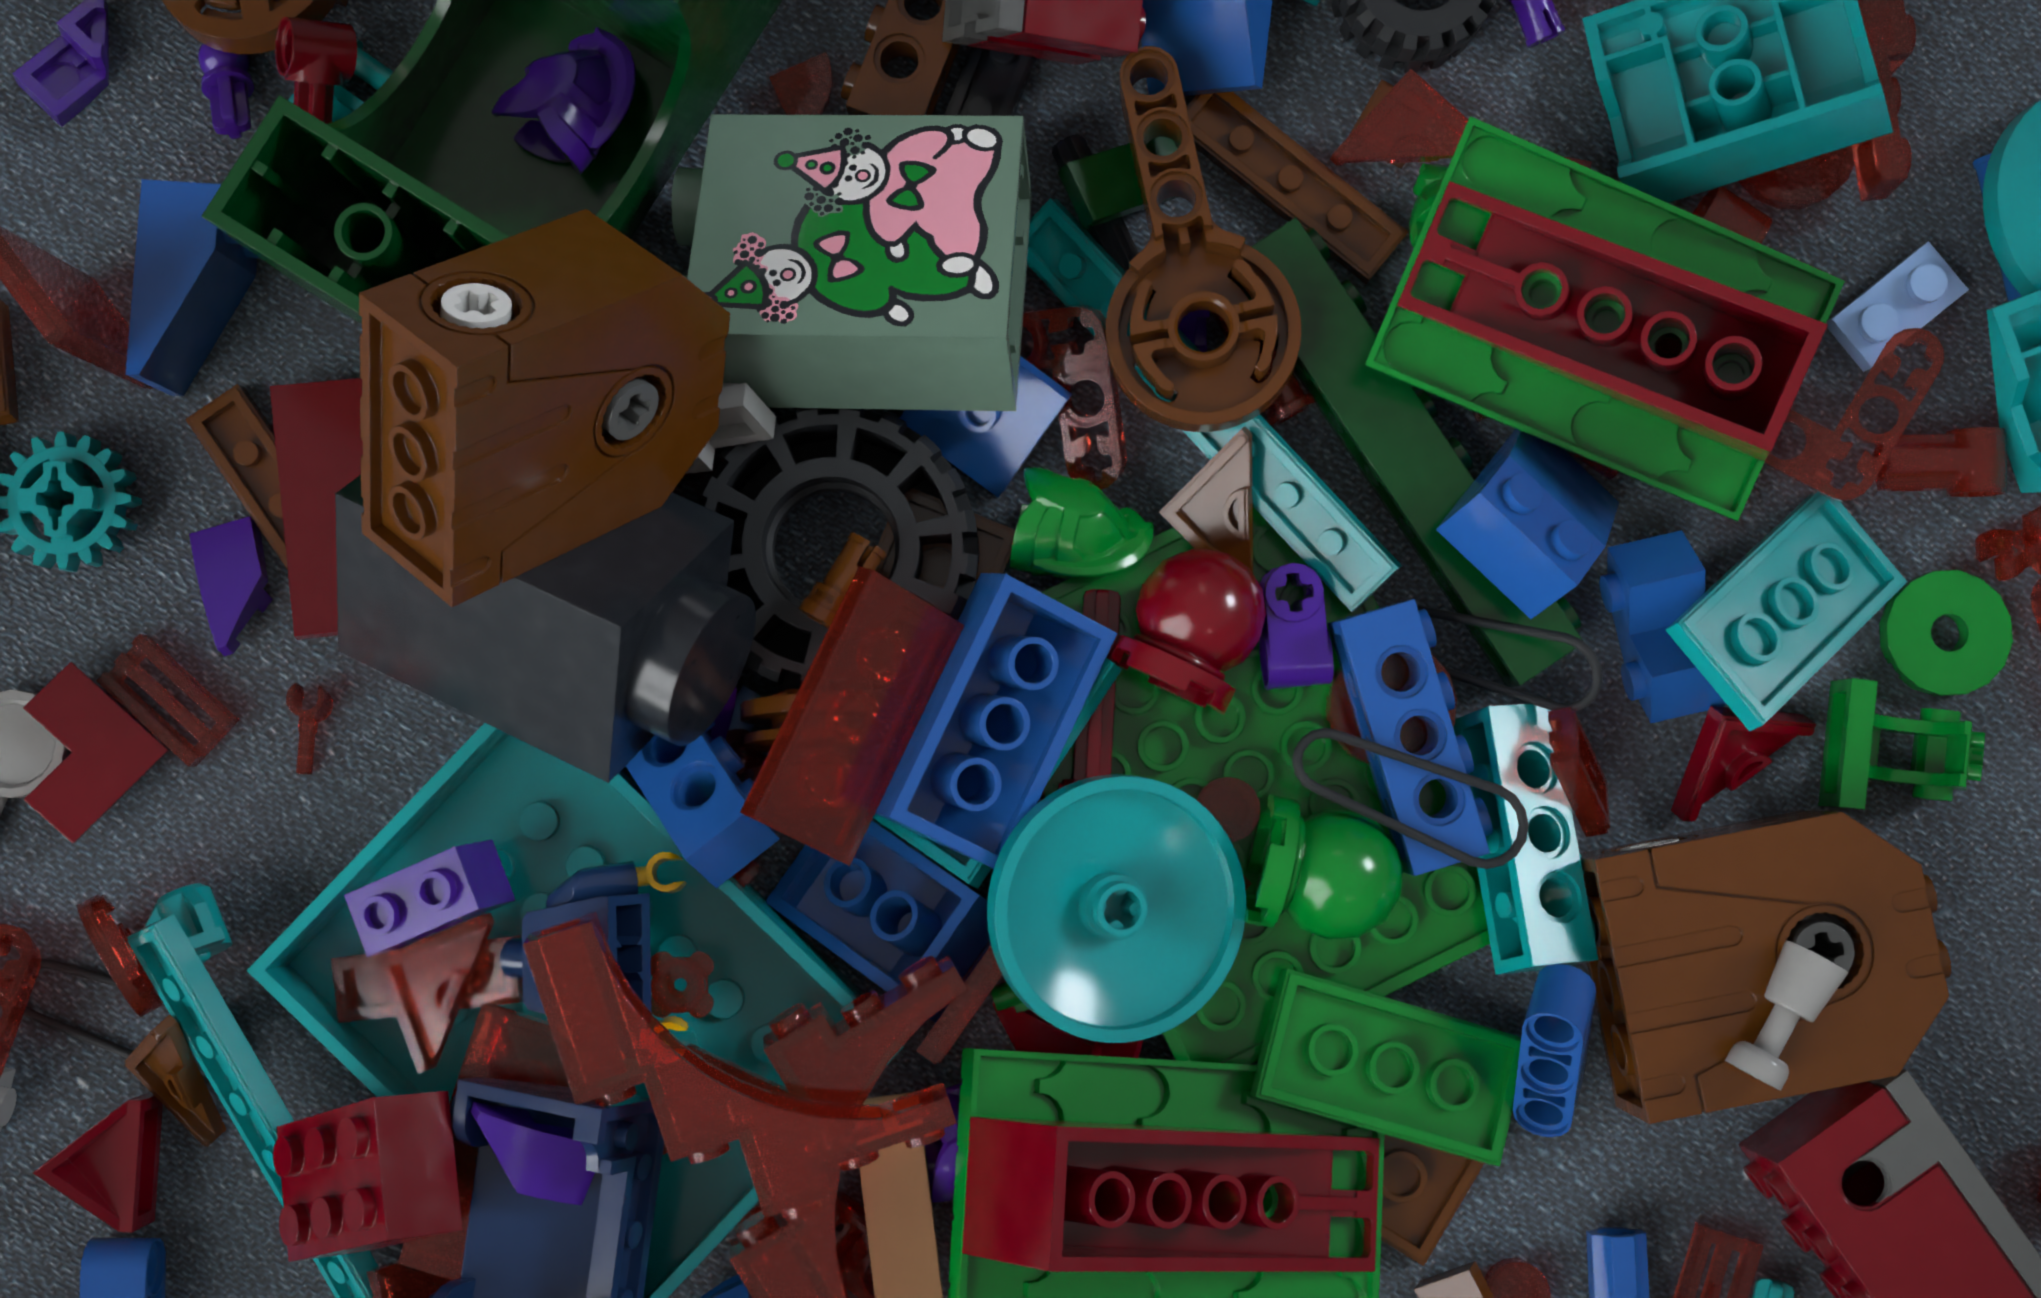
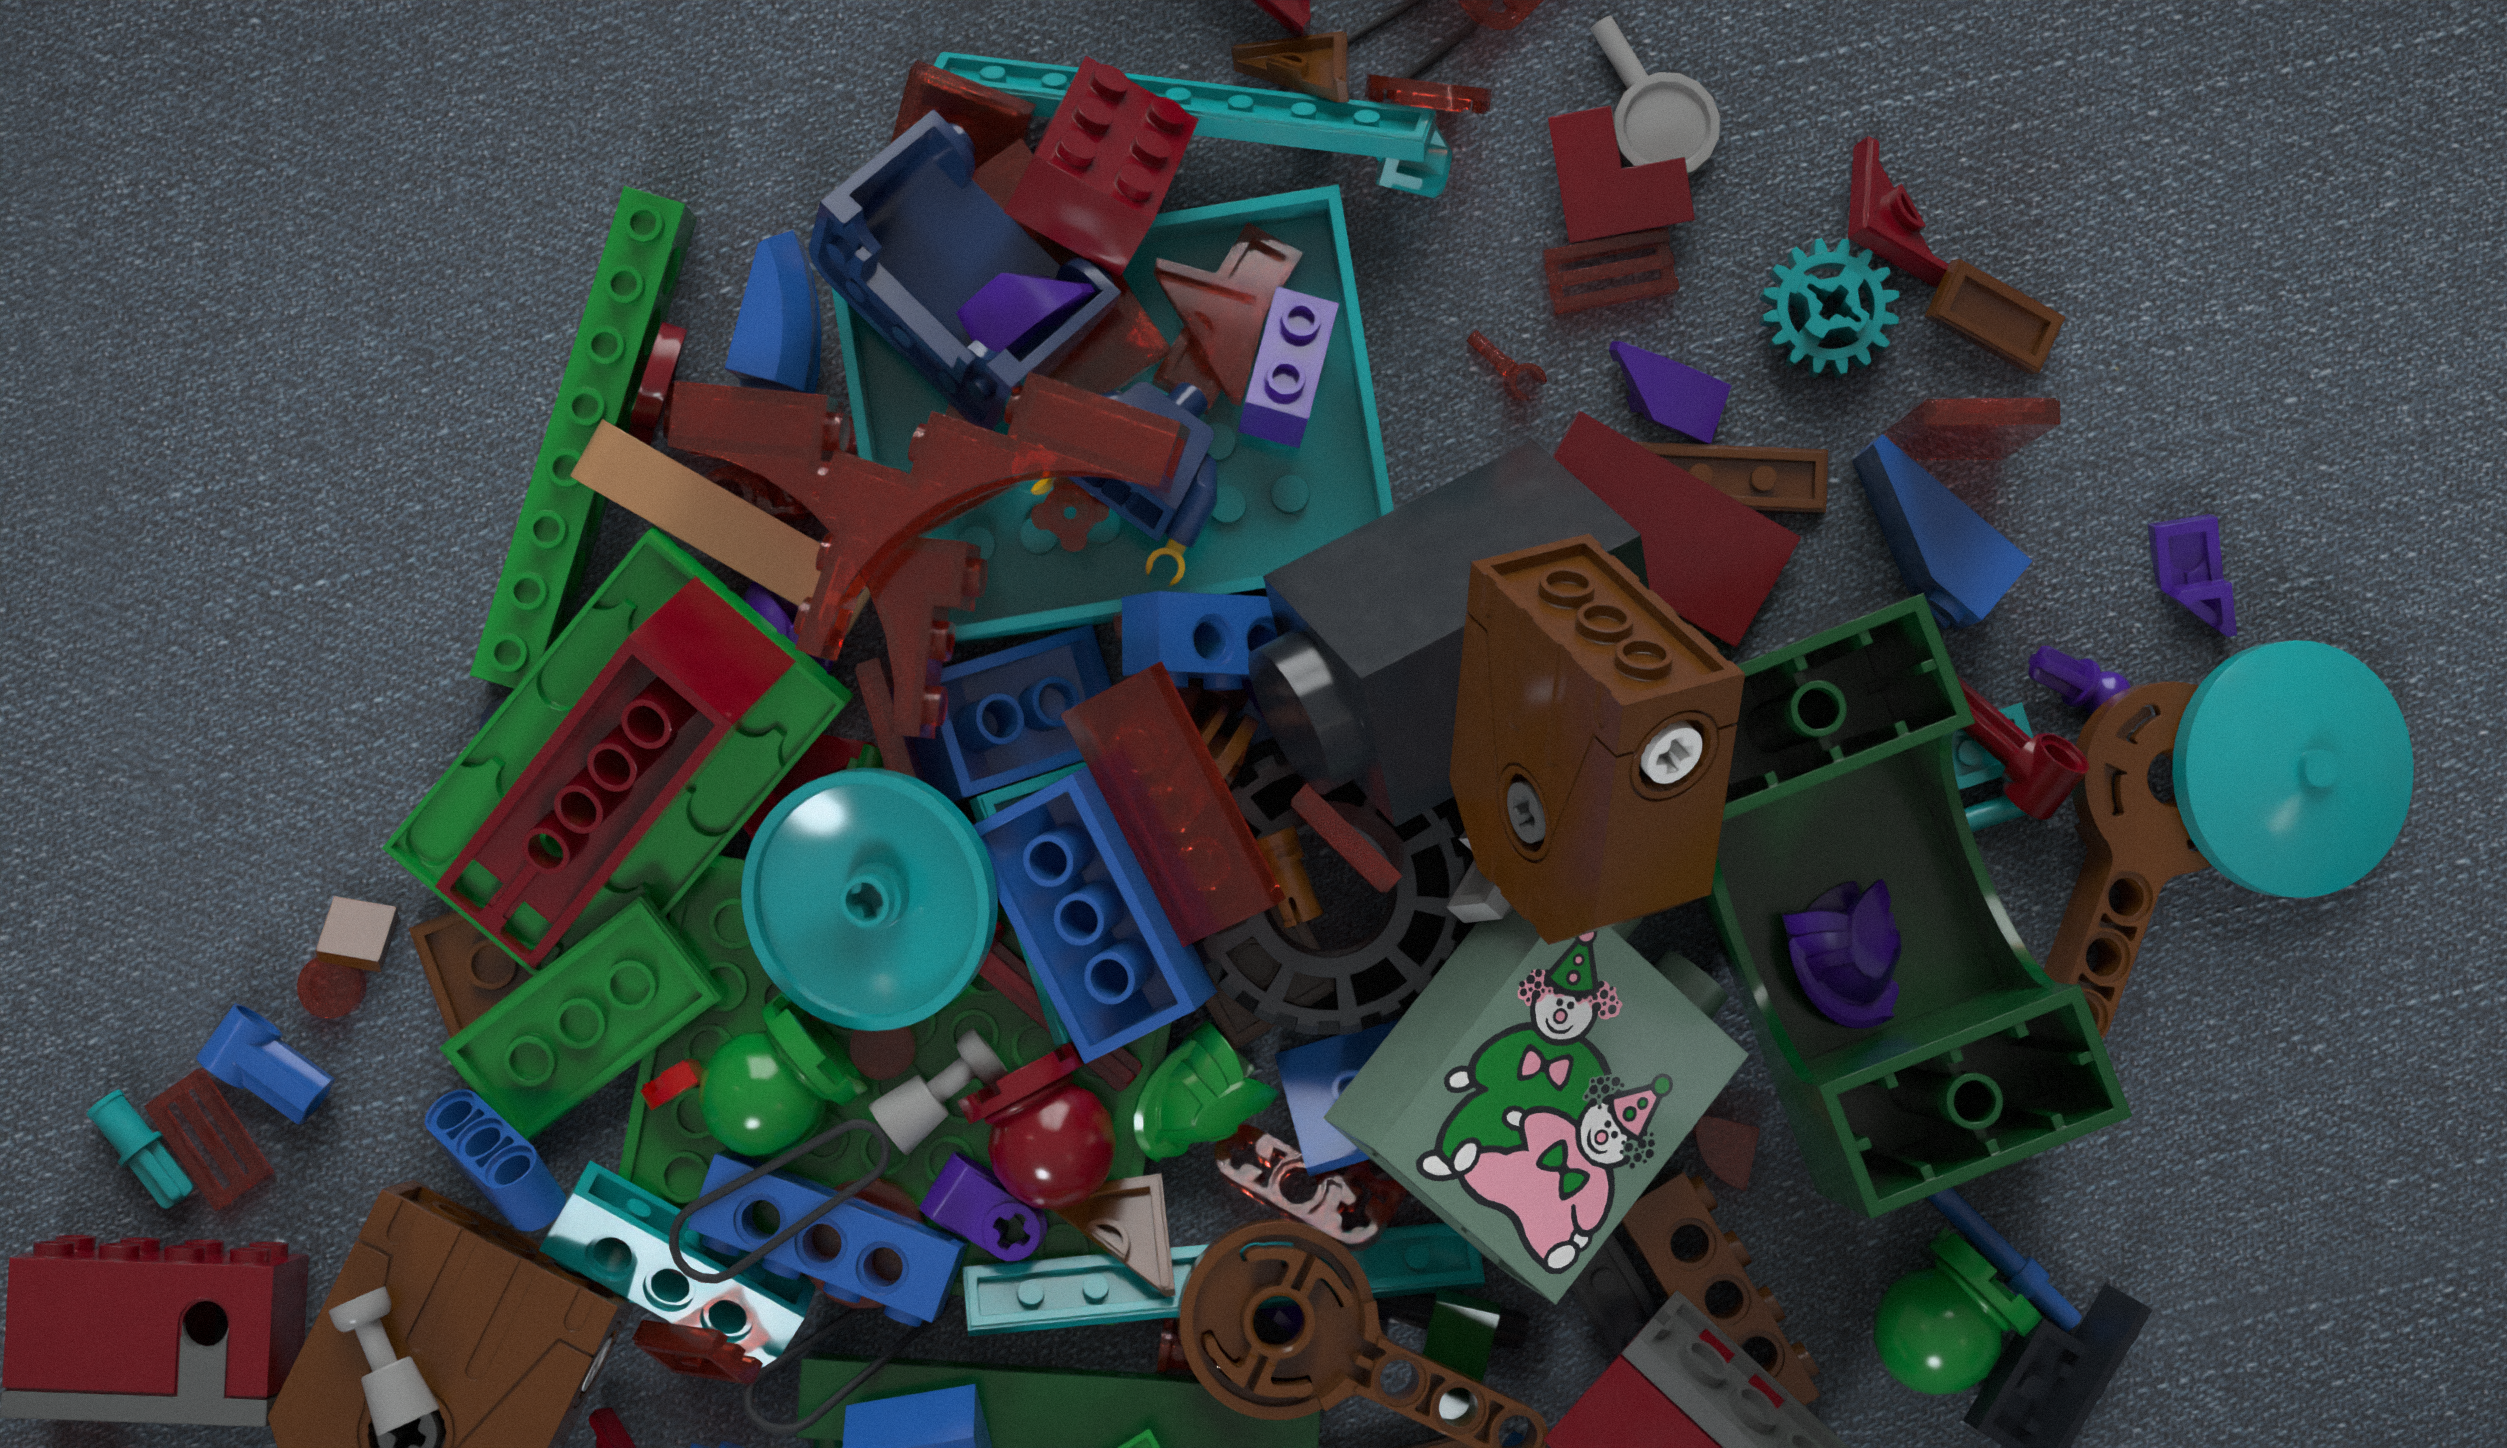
camera: 130 degrees right, 0 degrees up
(778, 558) = (1344, 839): none -> clear red tile
(1253, 746) = (917, 1106): none -> light grey piece
(1384, 956) = (672, 1083): none -> red tile

